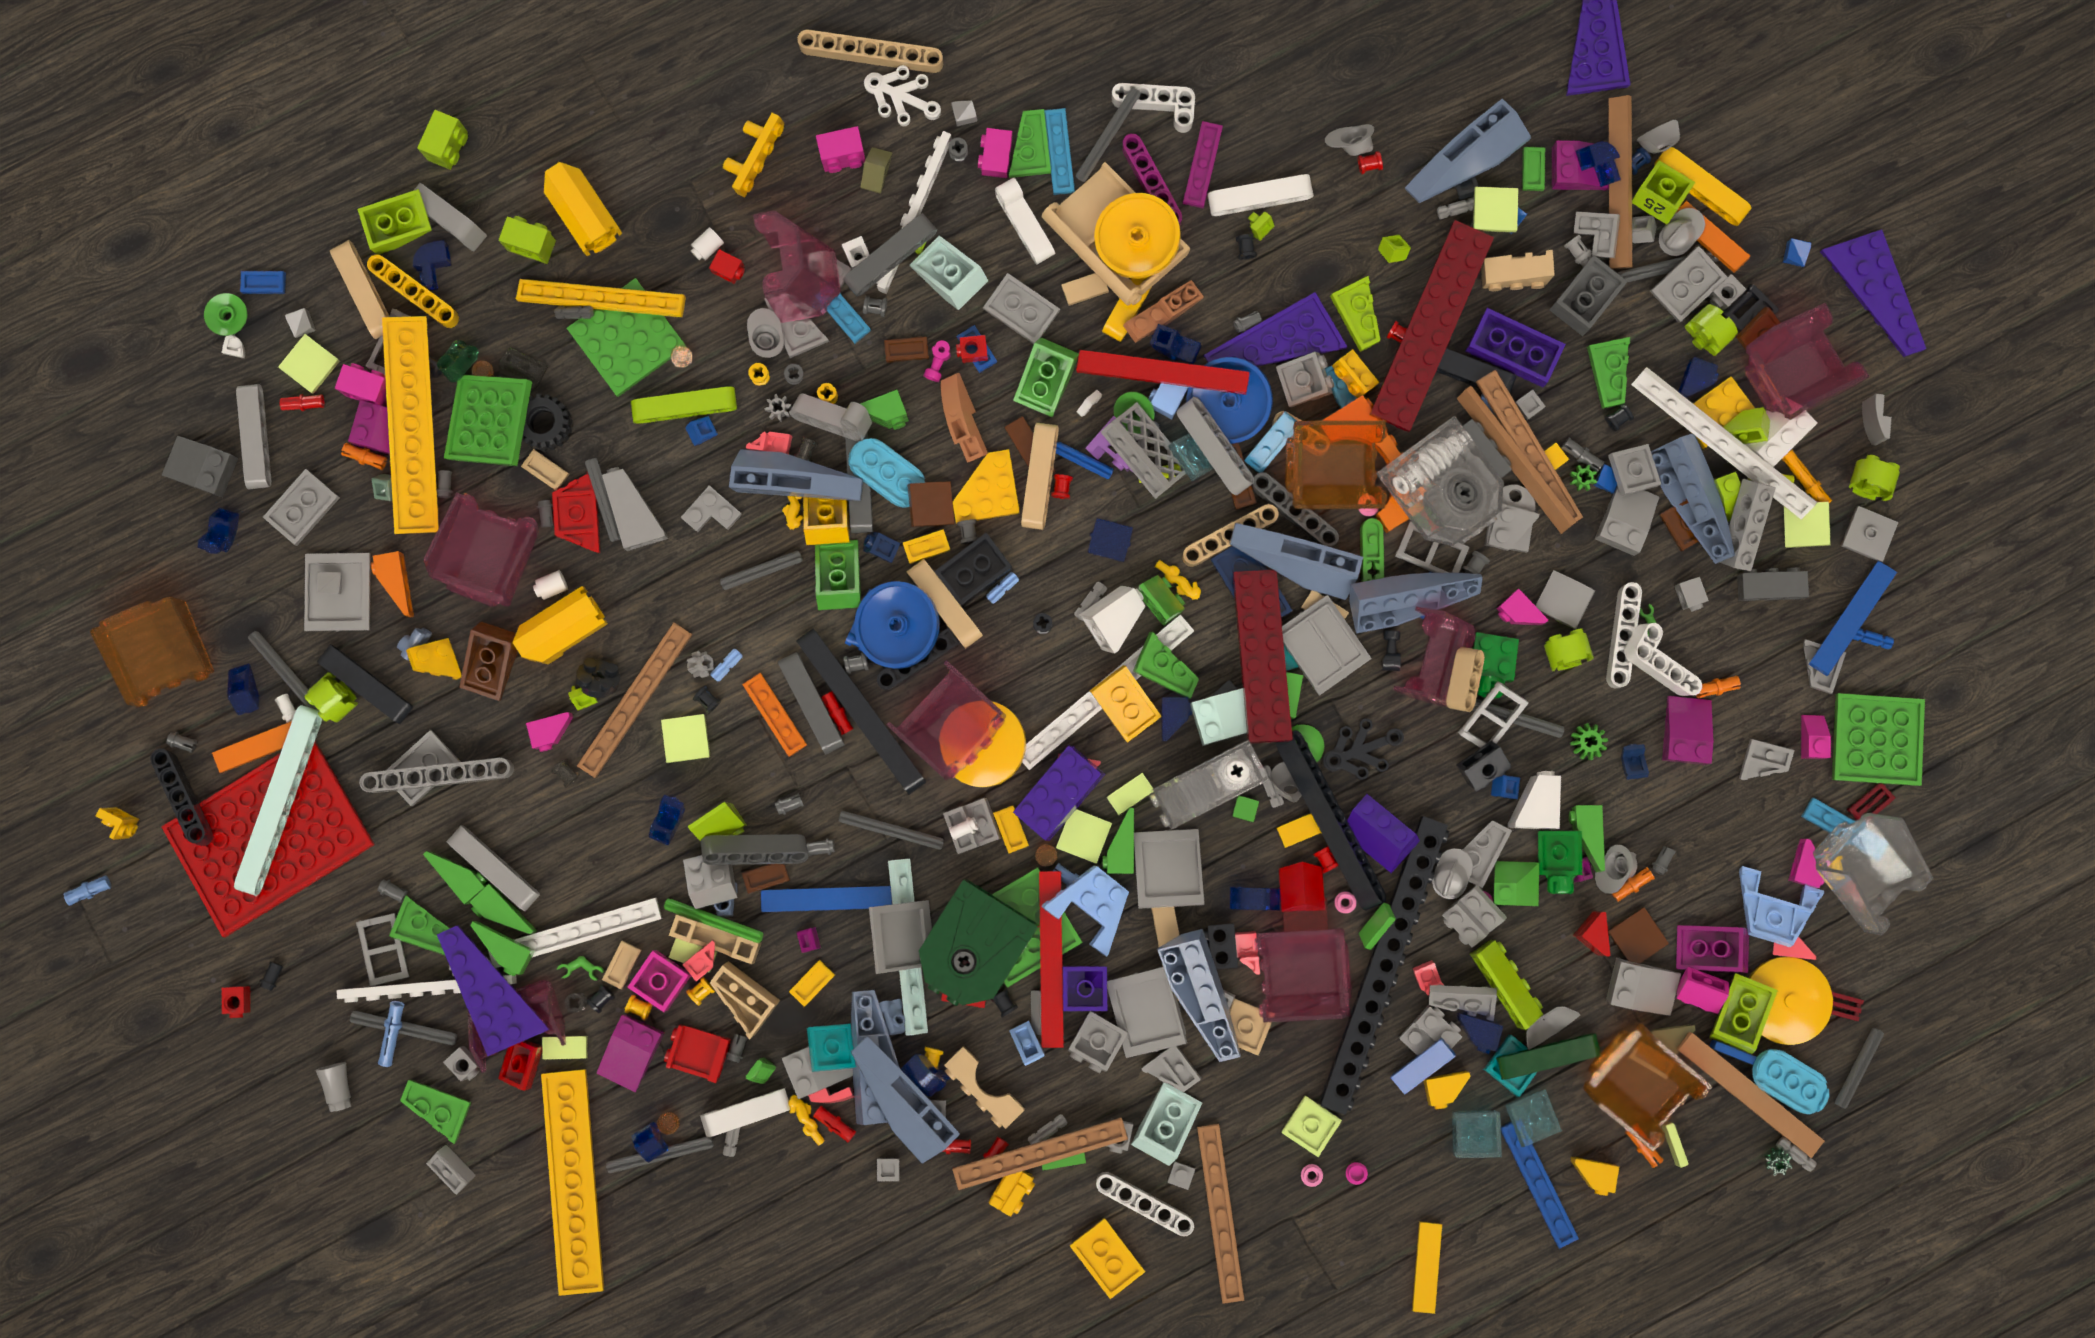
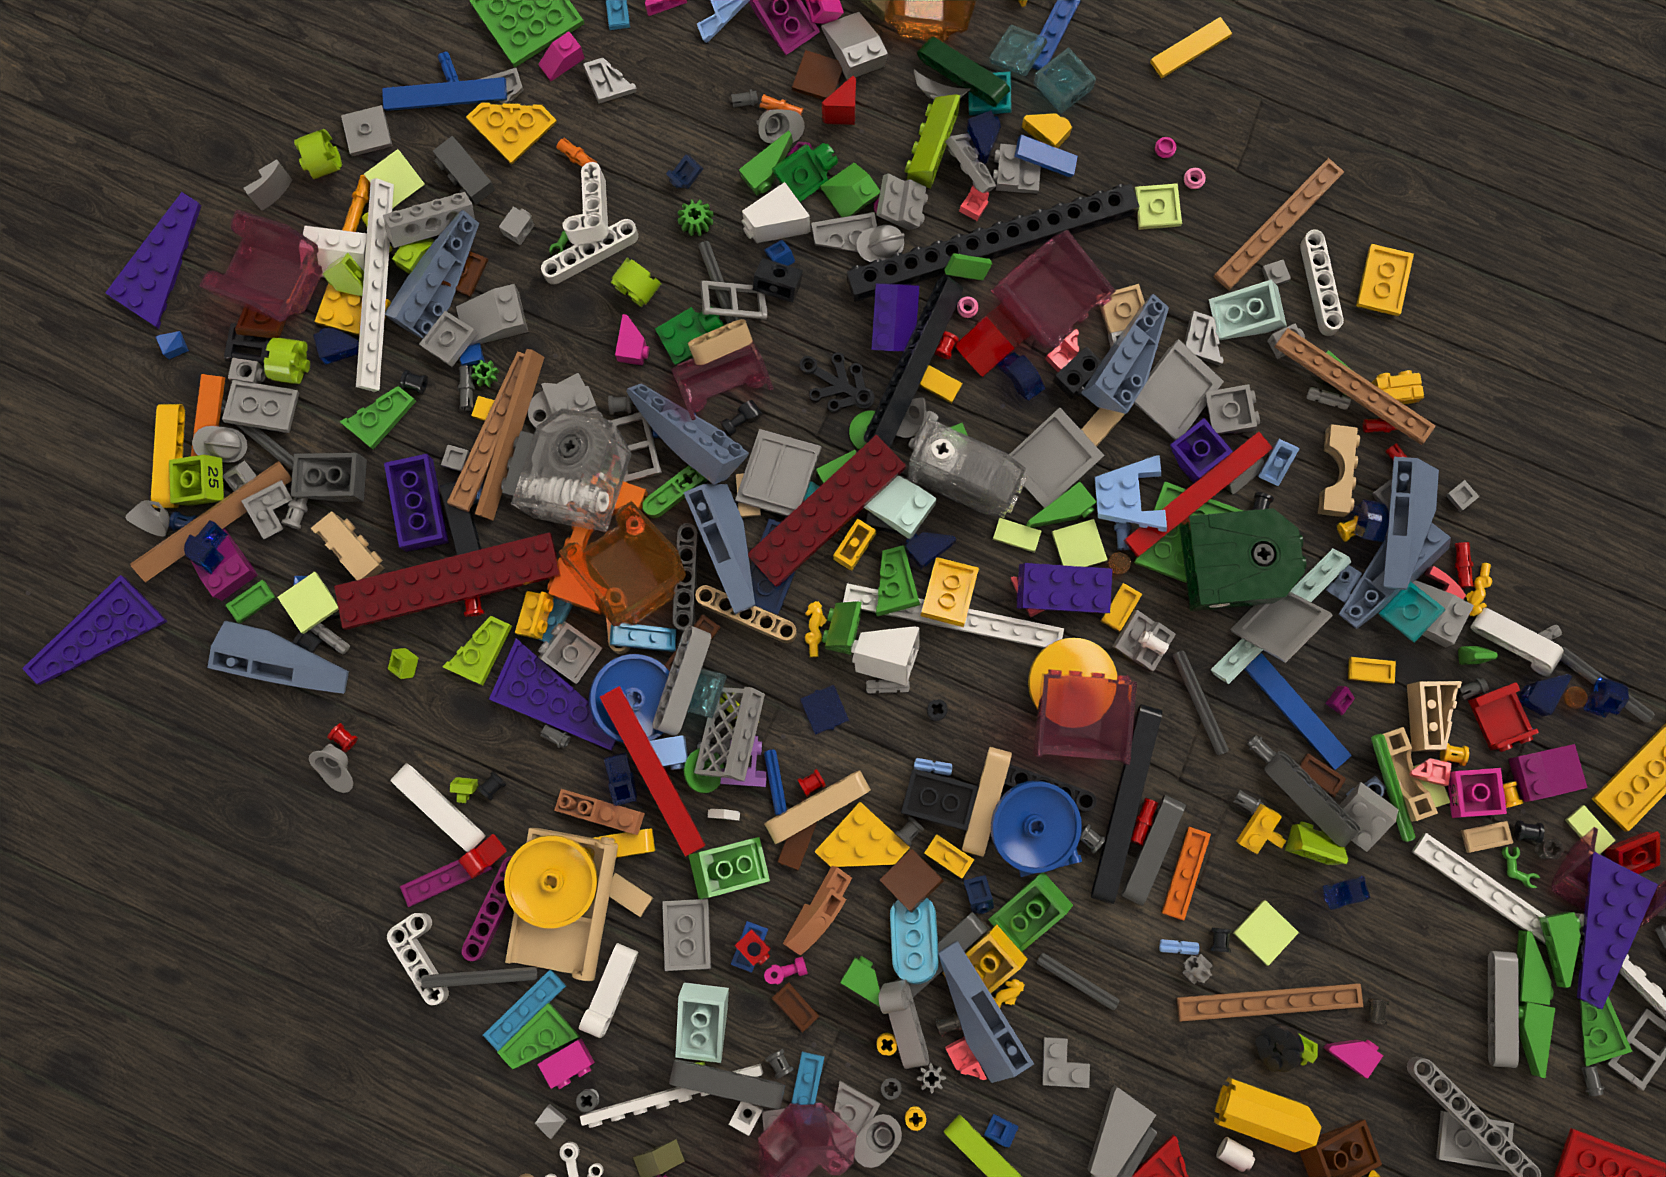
camera: 125 degrees left, 5 degrees down
(690, 1099) = (1545, 694): none -> clear blue slope
(762, 796) = (1260, 829): none -> yellow plate
(1197, 201) = (482, 857): none -> red panel
(1219, 659) = (854, 544): none -> yellow brick
(1564, 599) = (595, 317): light grey slope -> none
(1688, 731) = (629, 151): magenta slope -> none
(1782, 651) = (511, 126): none -> yellow plate

